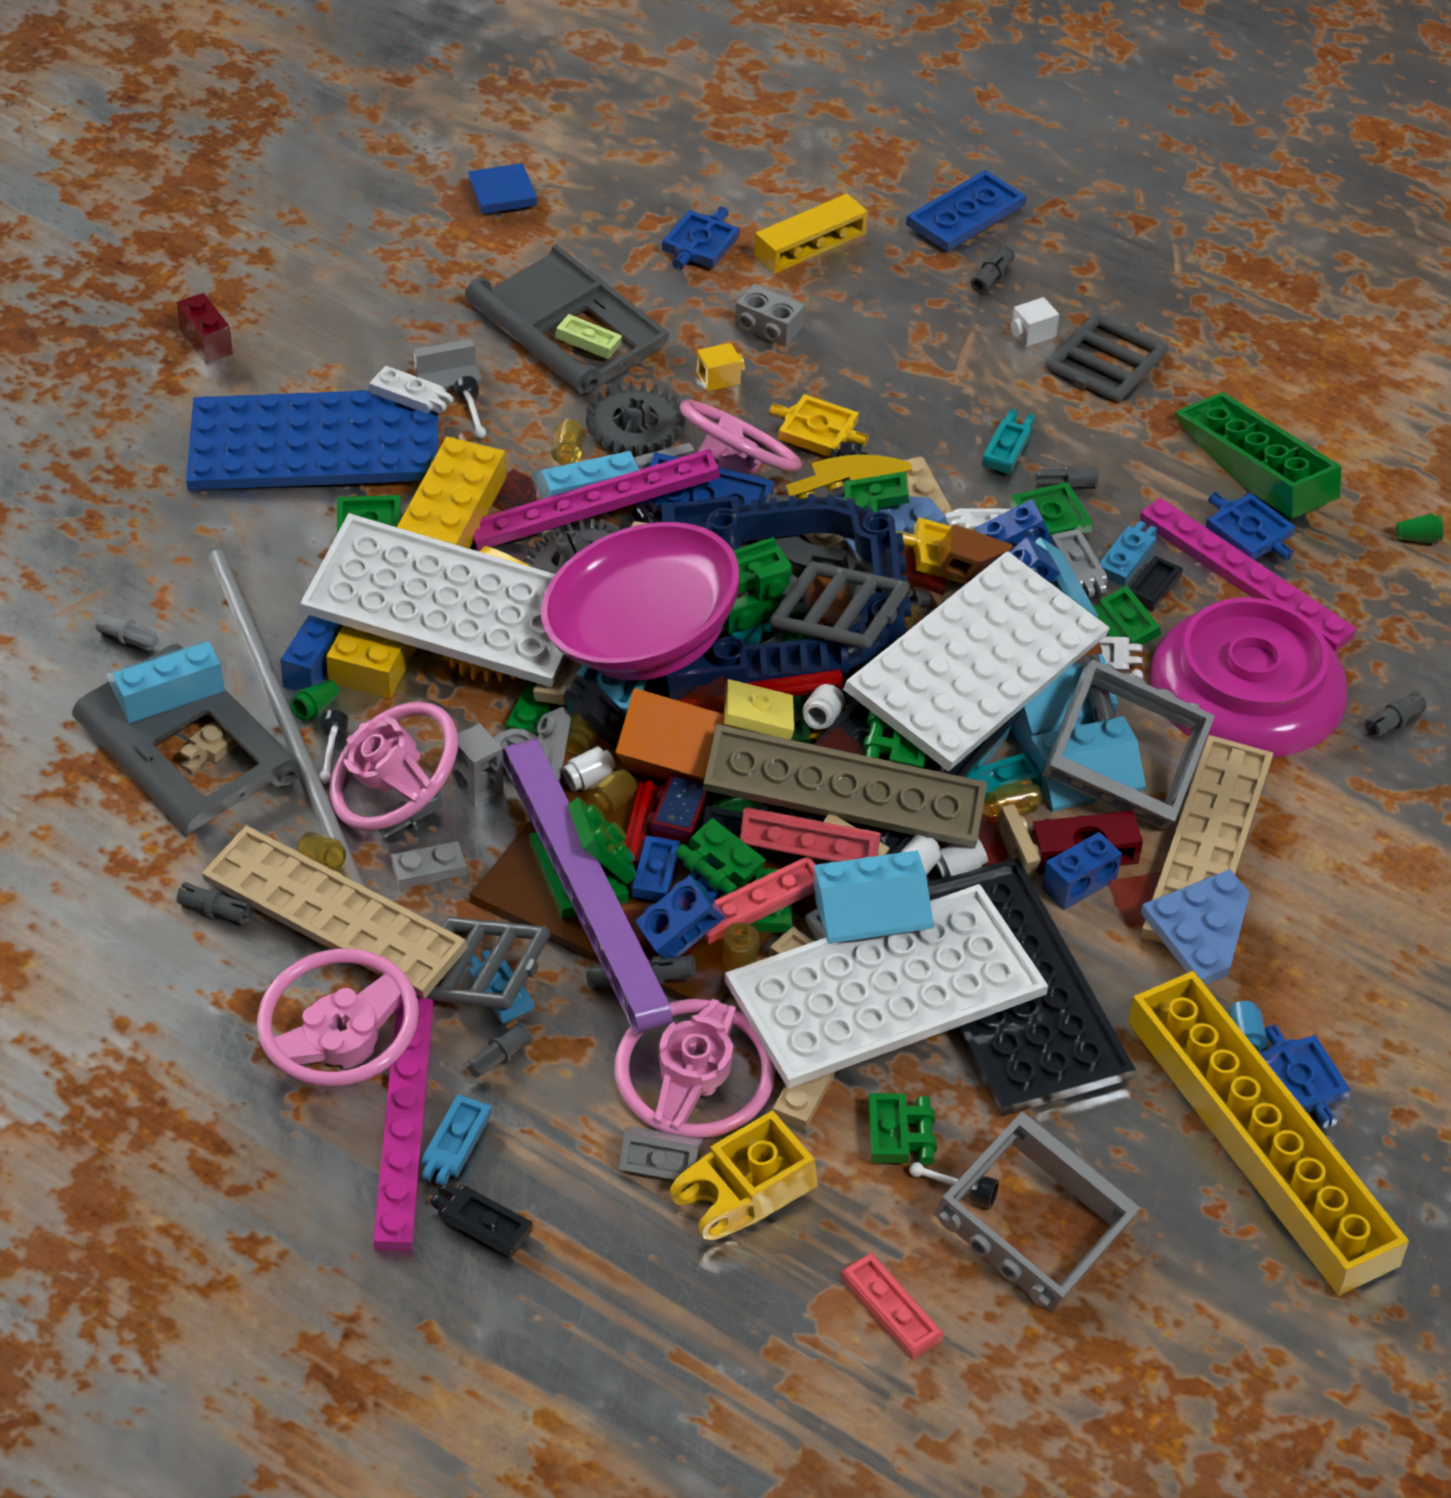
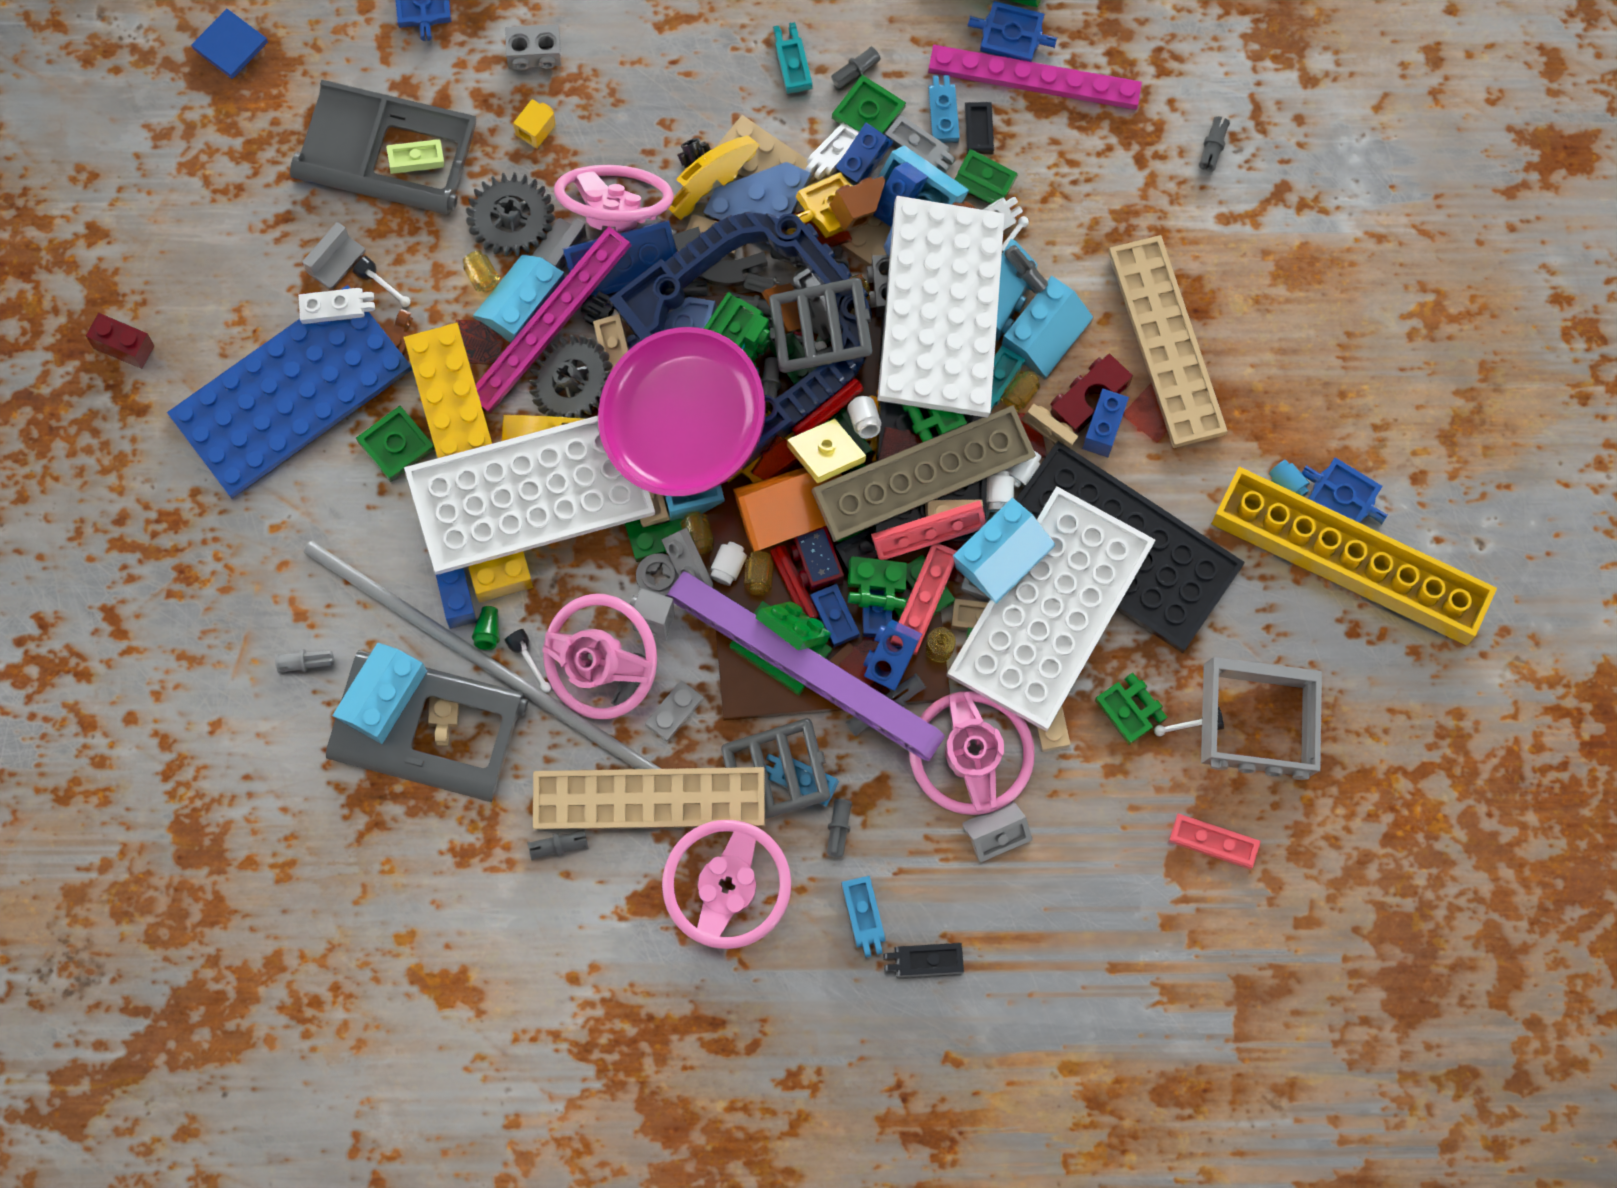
camera: 35 degrees left, 25 degrees up
(322, 849) = (600, 756): clear yellow brick -> none
(403, 1136) = (828, 936): dark pink plate -> none
(597, 709) = (711, 516): black hinge -> none
(747, 1176) = (1065, 824): yellow brick -> none
(818, 425) = (647, 133): yellow plate -> none
(879, 491) = (745, 186): green plate -> none
(1113, 792) = (1120, 296): light grey window -> none
(1201, 923) = (1213, 417): medium blue plate -> none
(1257, 671) = (1098, 176): dark pink dish -> none

